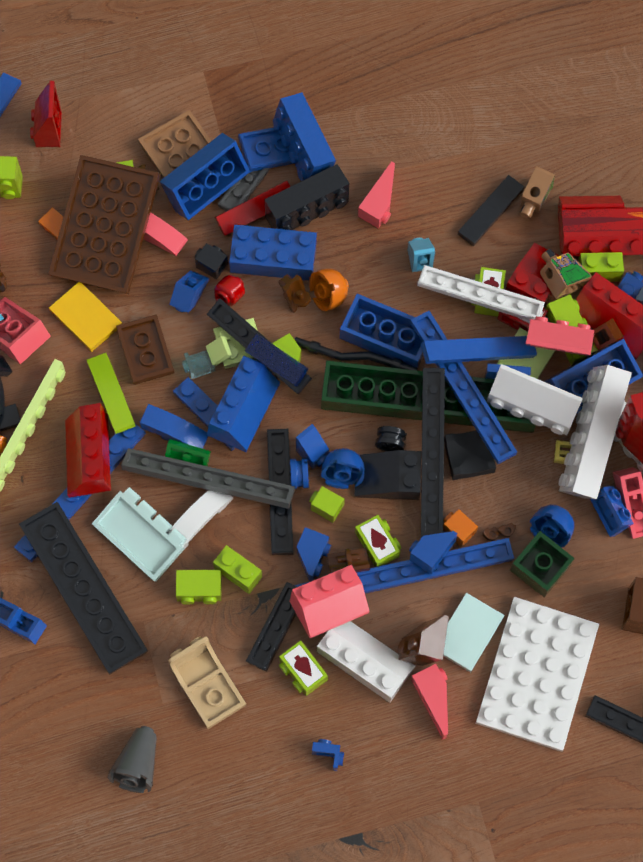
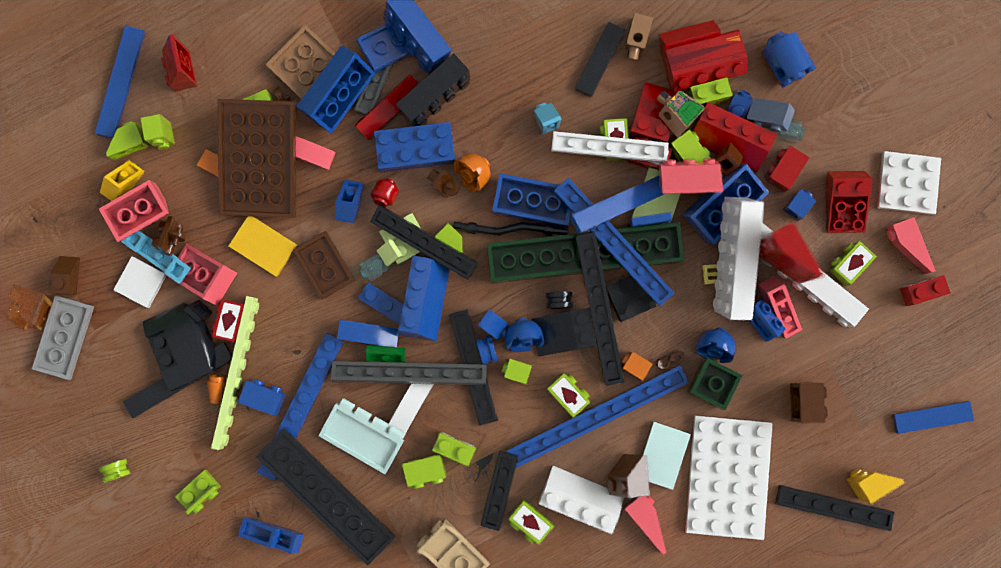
camera: 10 degrees left, 15 degrees up
(27, 381) = (227, 321): none -> brick
(42, 469) = (262, 397): none -> blue brick
(87, 451) = (298, 374): red slope -> none
(111, 393) = (304, 313): lime slope -> none
(211, 260) = (361, 167): black brick -> none
(276, 359) = (443, 254): clear blue tile -> none
(311, 550) = (513, 417): blue slope -> none
(329, 601) = (541, 464): coral slope -> none
(357, 558) = (548, 420): reddish brown hips -> none
(376, 205) = (497, 76): coral slope -> none
(431, 550) = (617, 395): blue slope -> none
(534, 400) = (680, 243): white slope -> none

